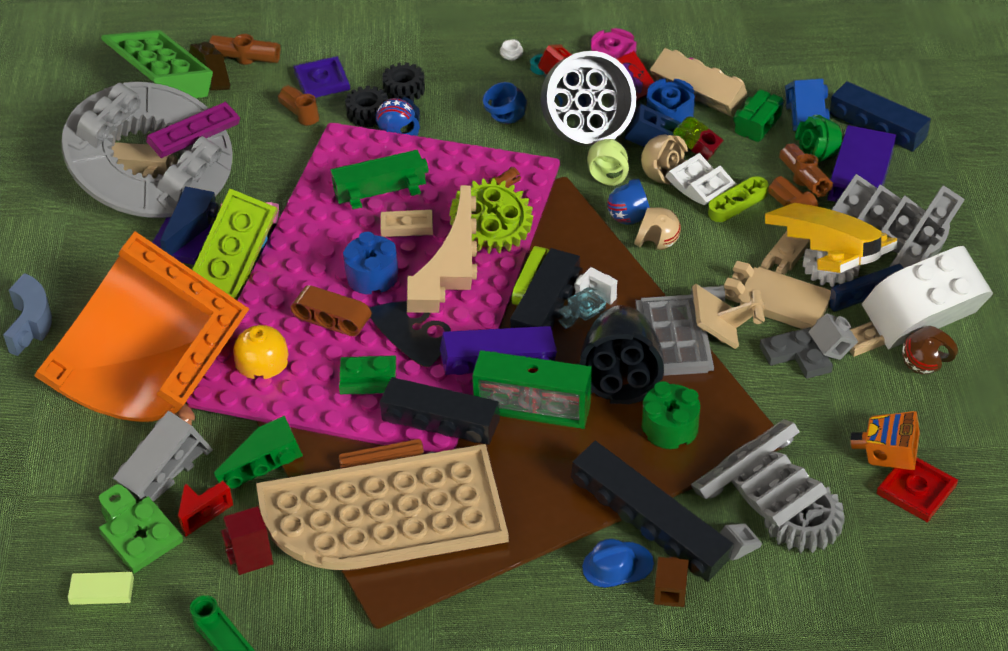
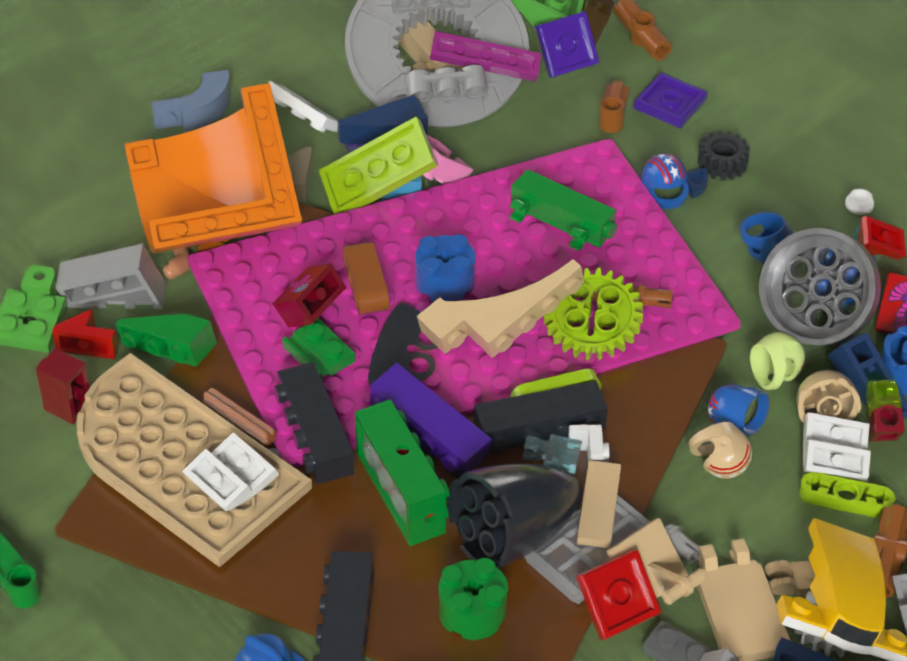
camera: 50 degrees right, 0 degrees up
(82, 262) = (302, 108): none -> white plate
(219, 86) = (567, 44): none -> dark purple tile
(260, 352) = (274, 263): yellow cylinder -> none
(320, 347) = (309, 295): none -> dark red brick
(357, 102) = (663, 139): black tyre -> none
(406, 223) = (524, 261): tan plate -> none
(439, 482) = (230, 472): none -> white slope
(658, 312) = (599, 504): none -> tan tile
(728, 343) = (618, 594): none -> red tile

